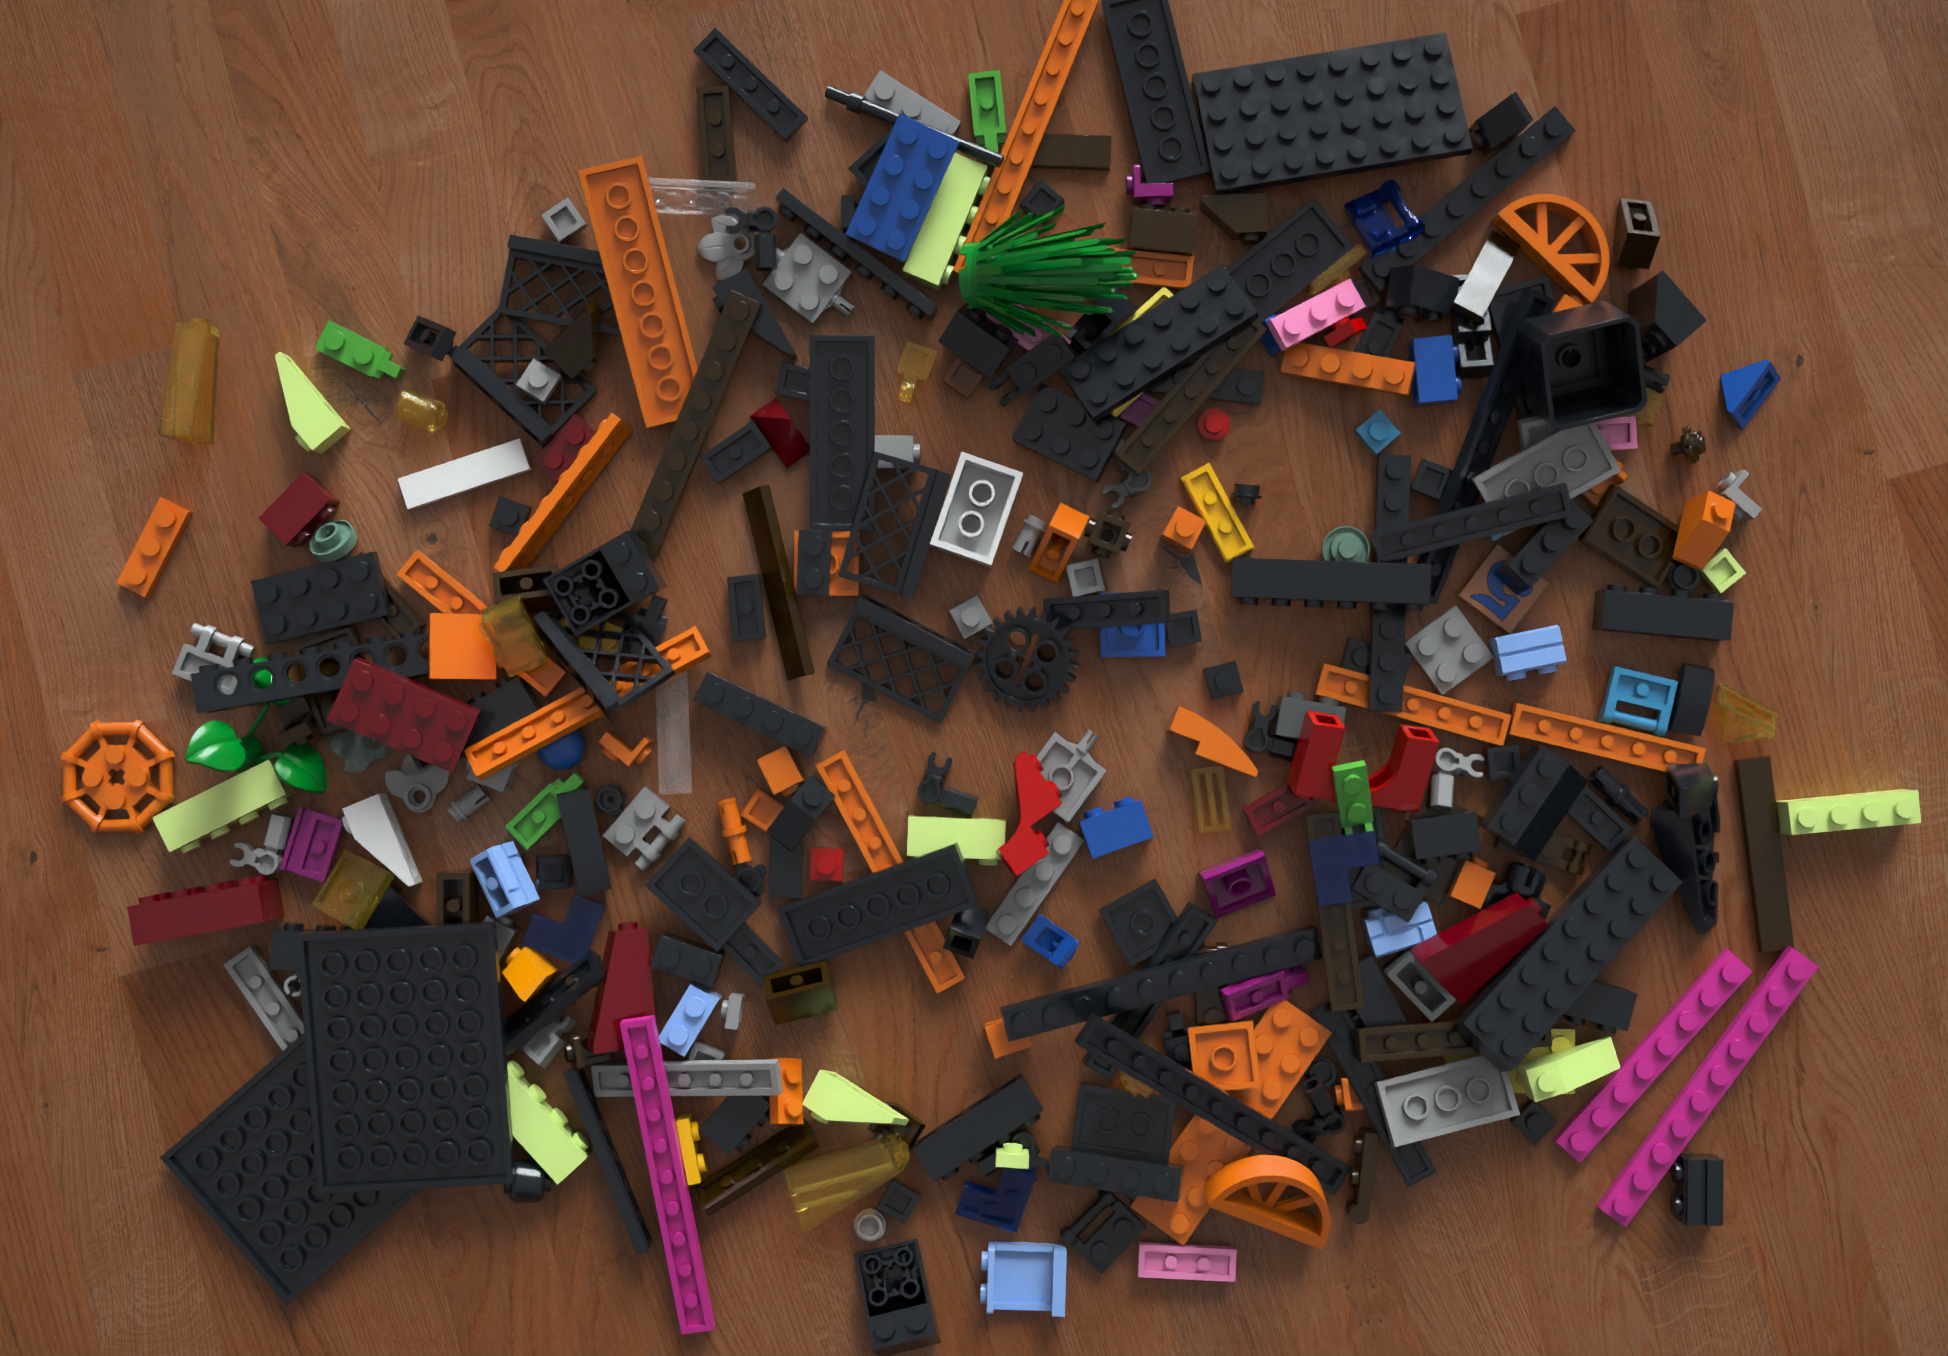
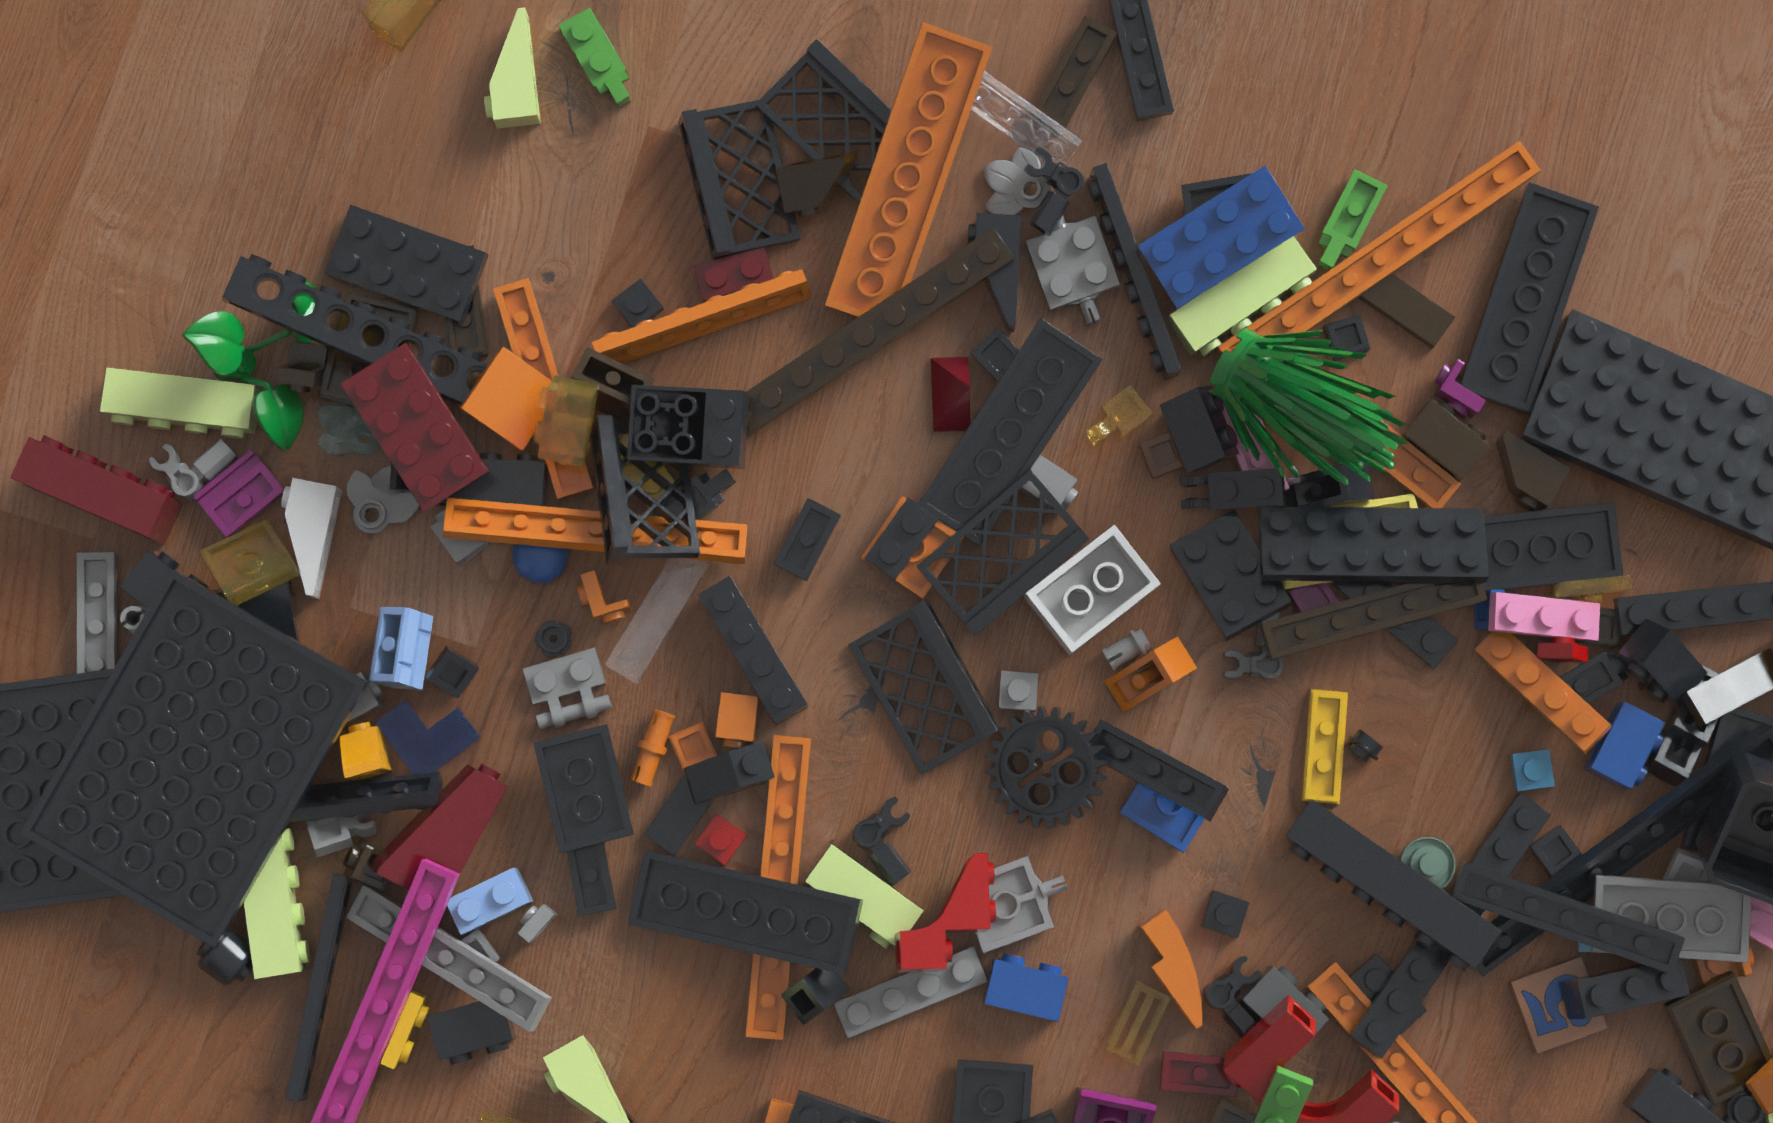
camera: 25 degrees right, 5 degrees down
(98, 777) = (81, 294): orange plate -> none
(154, 547) = (279, 113): orange plate -> none
(194, 657) = (246, 242): light grey plate -> none
(300, 510) = (442, 169): dark red brick -> none
(333, 541) = (454, 218): sand green plate -> none
(421, 410) = (620, 149): clear yellow brick -> none
(430, 338) = (675, 87): black plate -> none
(457, 897) = (344, 634): dark brown brick -> none
(464, 474) = (621, 236): white tile -> none
(468, 803) = (414, 552): light grey pin -> none
(538, 381) = (751, 194): light grey plate -> none
(541, 812) = (483, 608): bright green hinge -> none
(564, 220) = (876, 58): light grey plate -> none
(584, 841) = (501, 662): black slope -> none
(688, 959) = (526, 842): black brick -> none
(735, 452) = (895, 384): black plate -> none
(756, 873) = (647, 803): black plate -> none
(756, 1167) = (457, 1090): dark brown plate -> none
(778, 582) = (853, 536): dark brown tile -> none
(787, 1106) = (527, 1049): orange plate -> none
(800, 992) = (613, 947): dark brown brick -> none
(848, 209) = (1154, 225): black plate -> none
(857, 103) = (1230, 130): black bar -> none
(899, 98) = (1269, 148): light grey plate -> none
(1051, 941) = (890, 1059): blue bracket -> none
(1085, 577) = (1154, 725): light grey plate -> none
(1113, 522) = (1214, 687): dark brown brick -> none
(1183, 529) = (1280, 740): orange brick -> none
(1183, 628) = (1218, 837): black plate -> none
(1213, 424) = (1376, 658): red plate -> none
(1374, 222) = (1658, 566): clear blue plate -> none
(1448, 650) = (1465, 1029): light grey plate -> none
(1528, 651) = (1543, 1081): light blue brick -> none

